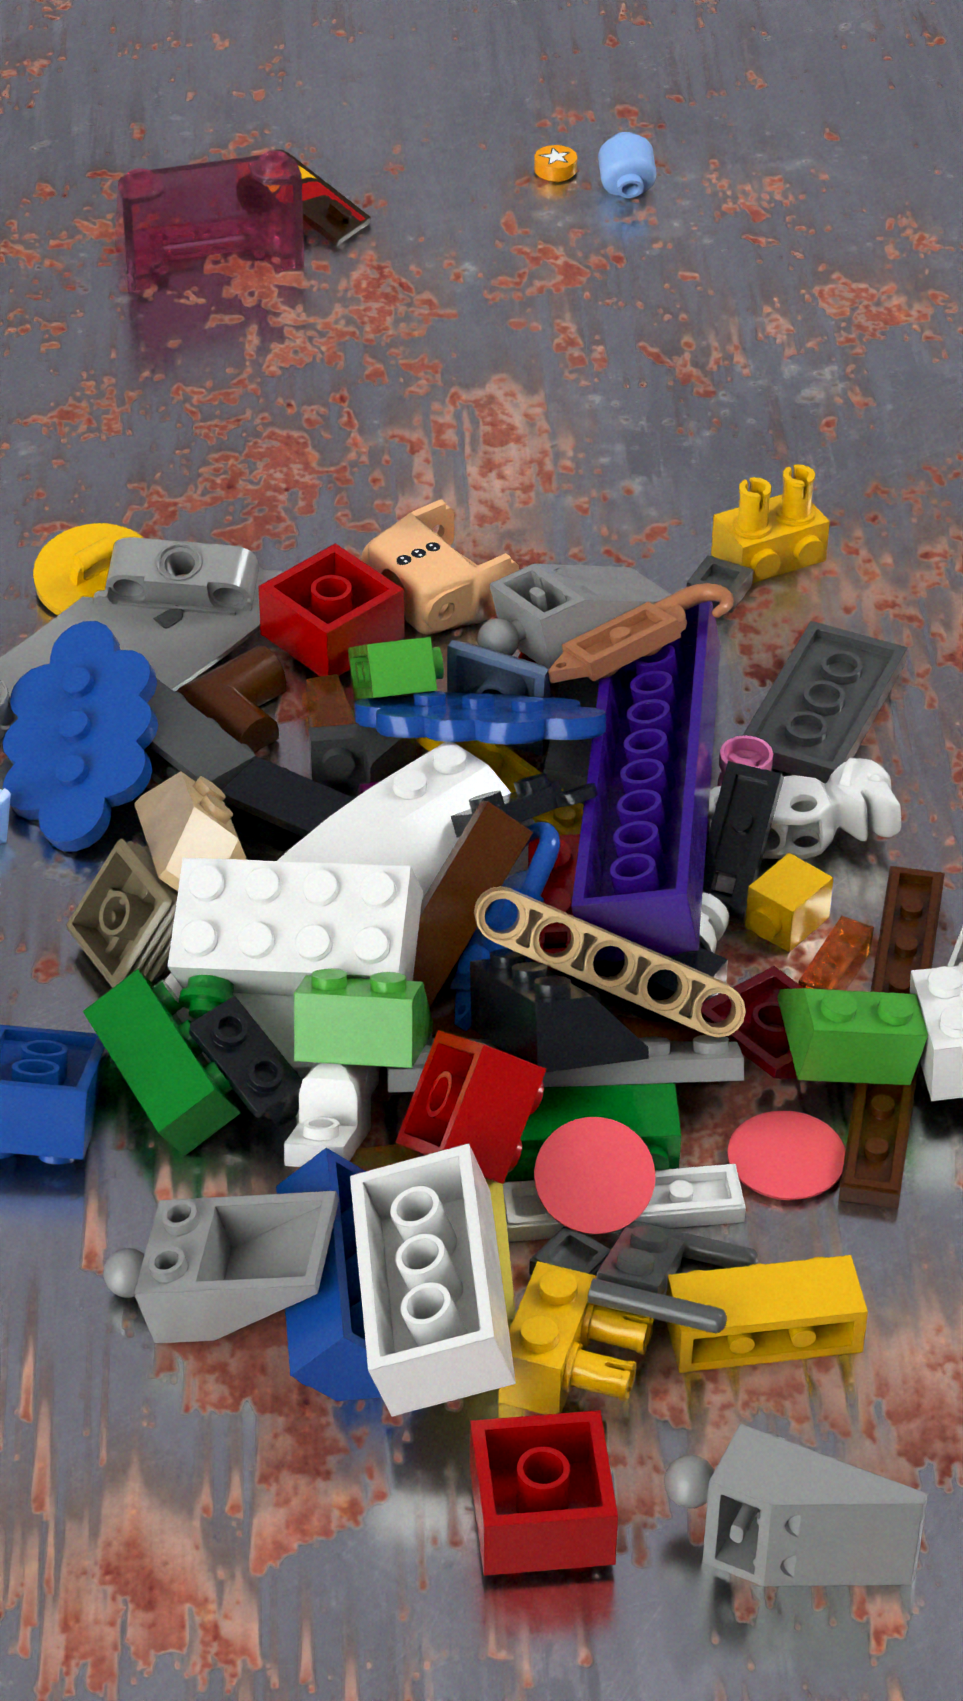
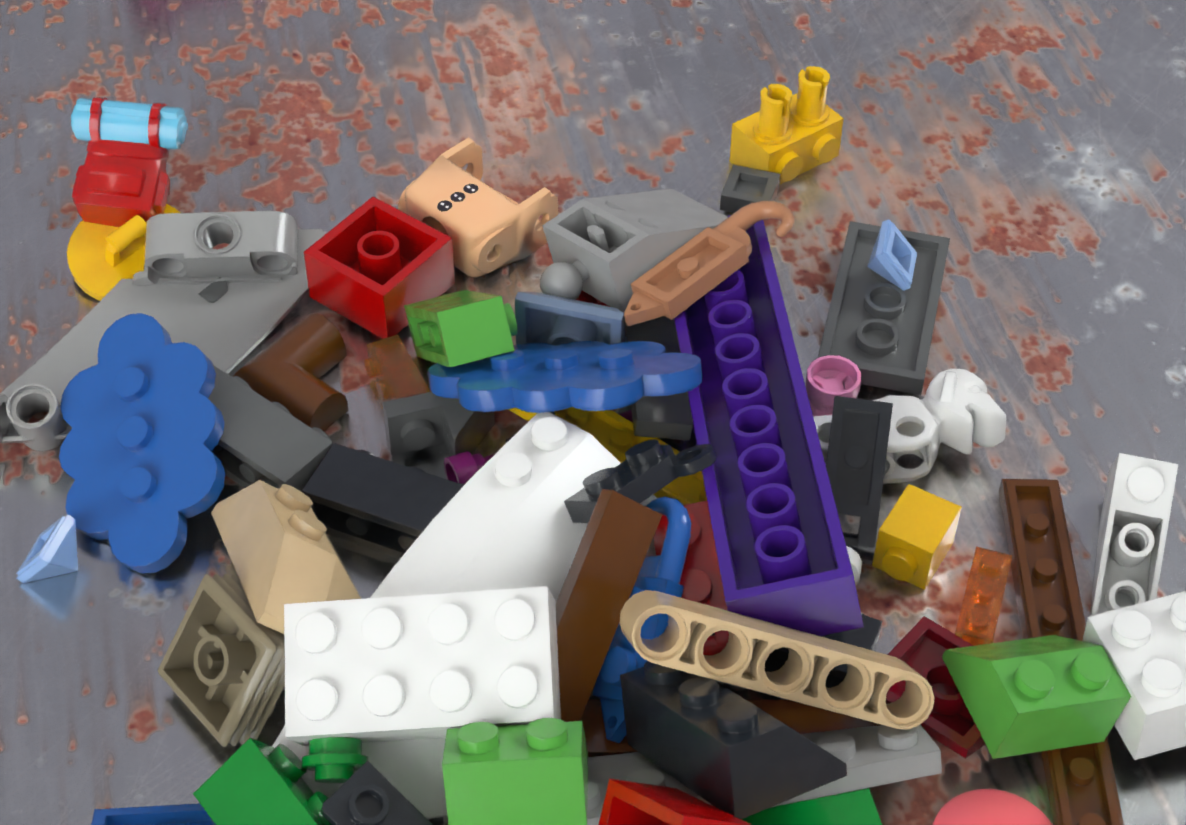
camera: 10 degrees left, 5 degrees up
(101, 482) = (124, 158): none -> red piece
(840, 655) = (893, 256): none -> light blue slope

